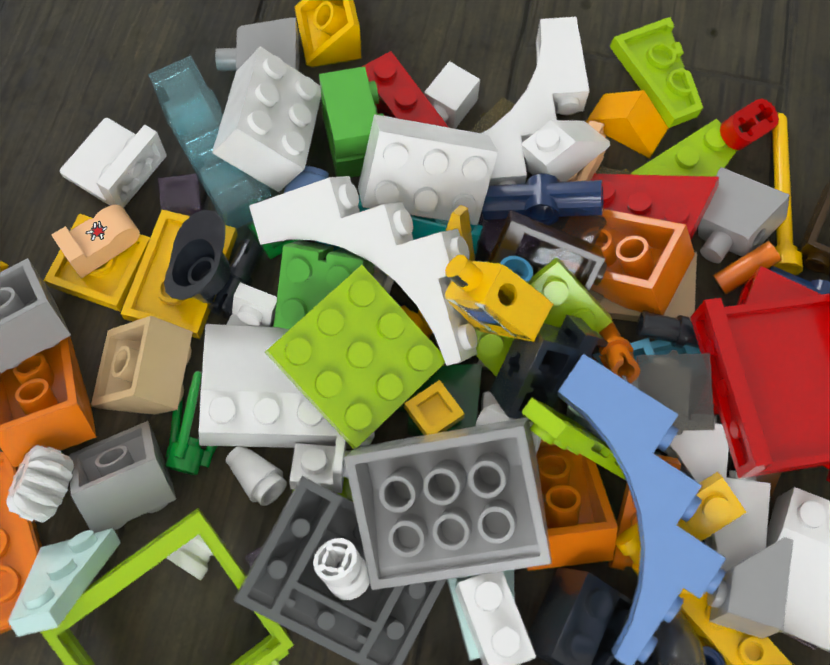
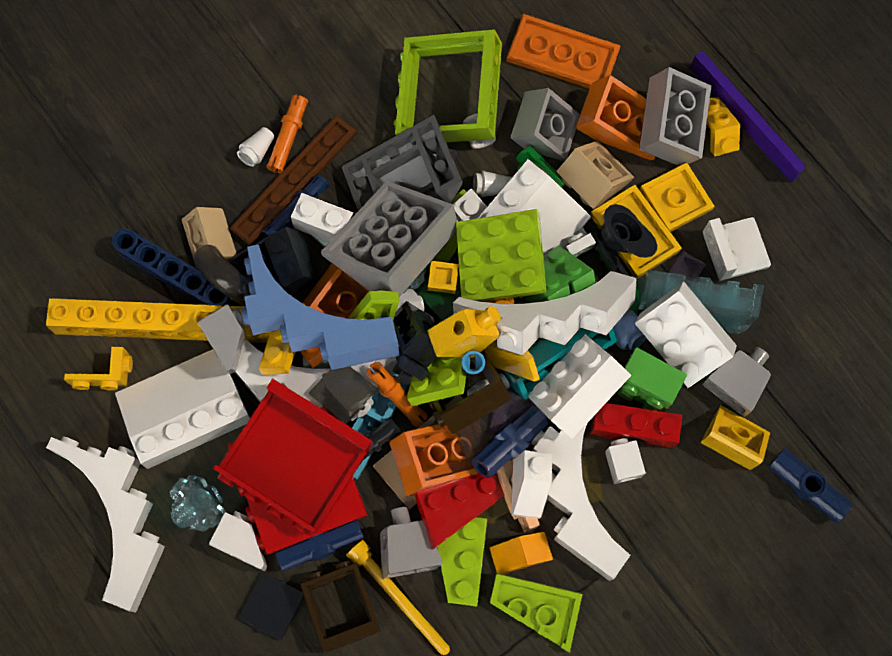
camera: 130 degrees right, 5 degrees up
(40, 484) = (570, 84): white gear -> none
(59, 579) = (511, 57): light aqua wing -> none
(97, 239) = (685, 197): light nougat leg -> none
(342, 569) = (407, 172): white wheel -> none
(743, 268) = (374, 523): orange hinge -> none
(749, 124) = (448, 619): red beam -> none

